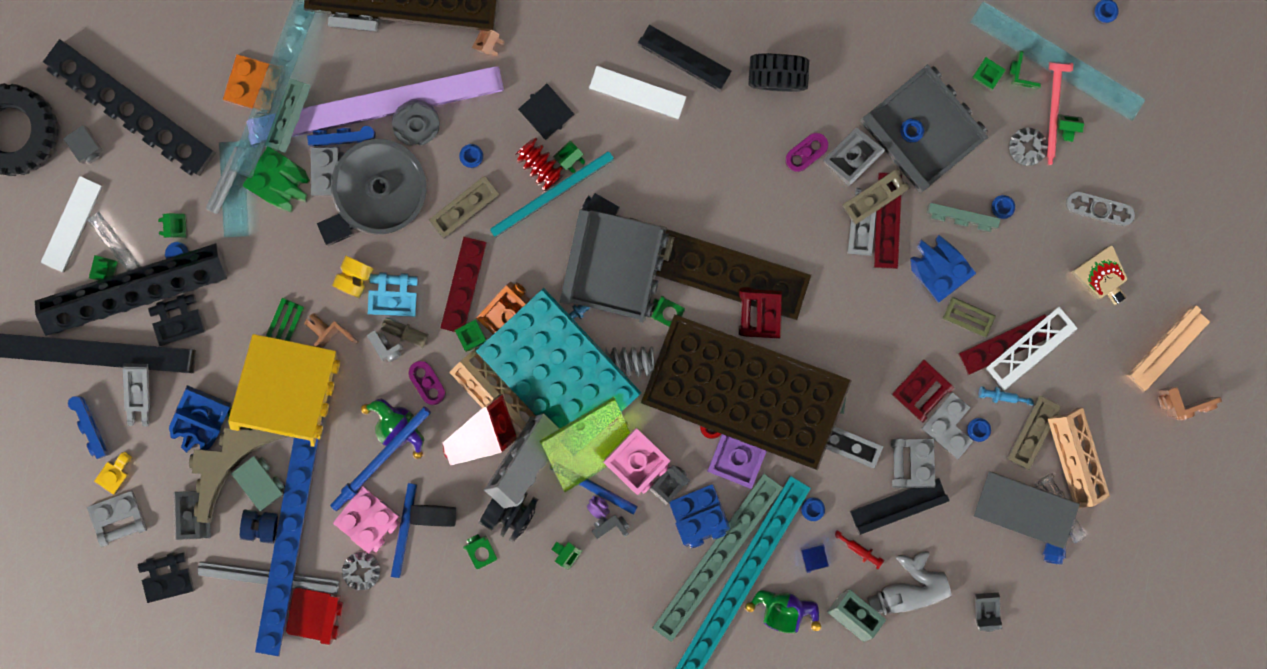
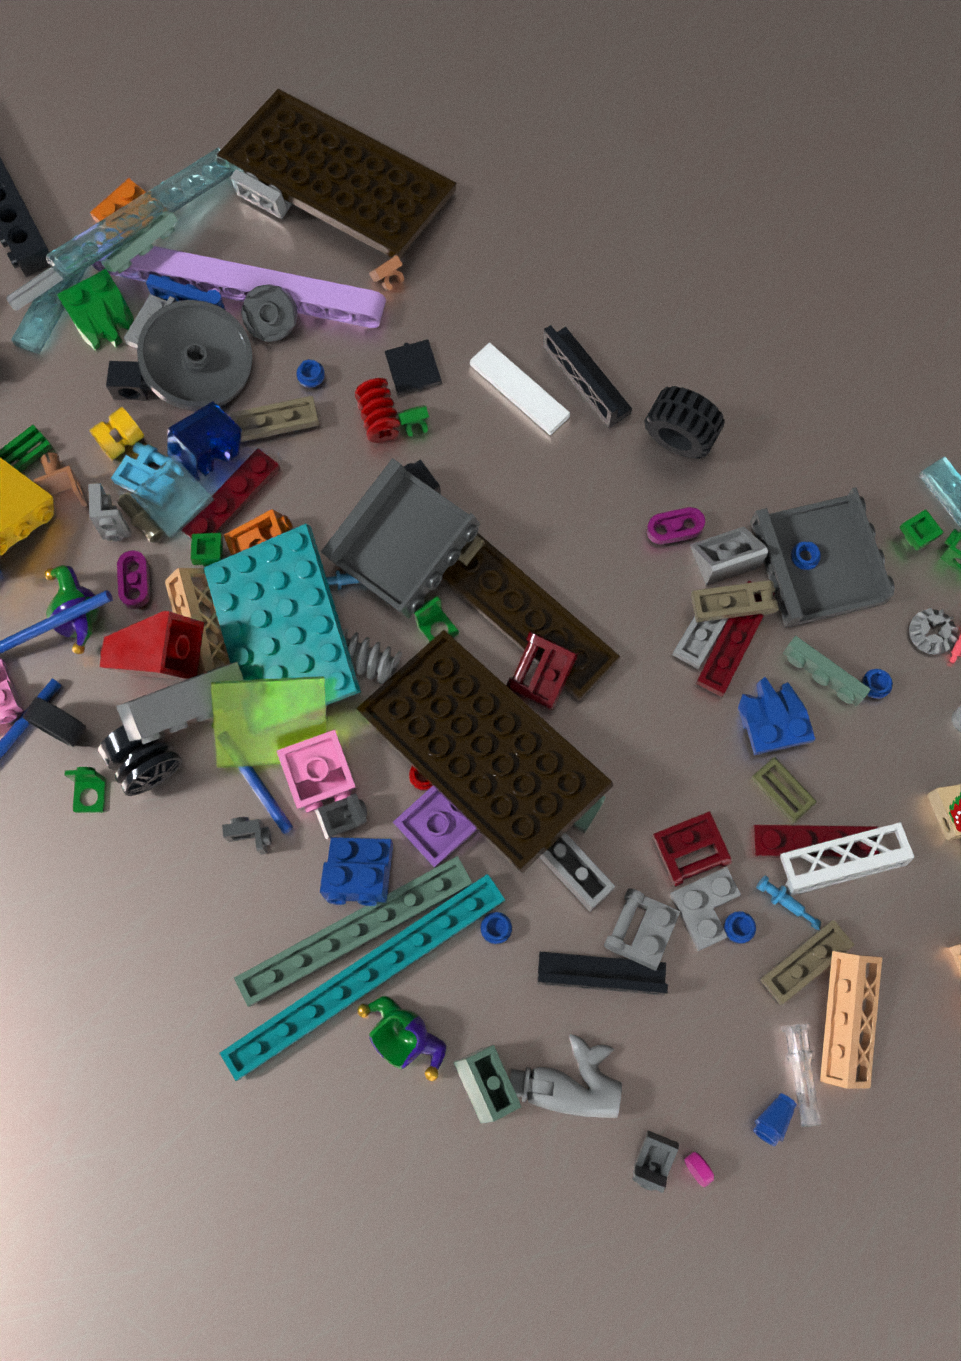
camera: 25 degrees right, 15 degrees down
(421, 255) = (204, 438): none -> clear blue piece
(424, 308) = (172, 496): none -> clear light blue plate
(551, 194) = (374, 446): teal tile -> none
(567, 554) = (181, 842): green tile -> none
(598, 507) = (246, 804): medium lavender plate -> none
(814, 557) = (469, 986): clear blue panel -> none
(860, 550) = (530, 1007): red piece -> none
(1019, 602) = (699, 1169): none -> dark pink tile
(1026, 509) = (760, 1053): dark grey tile -> none

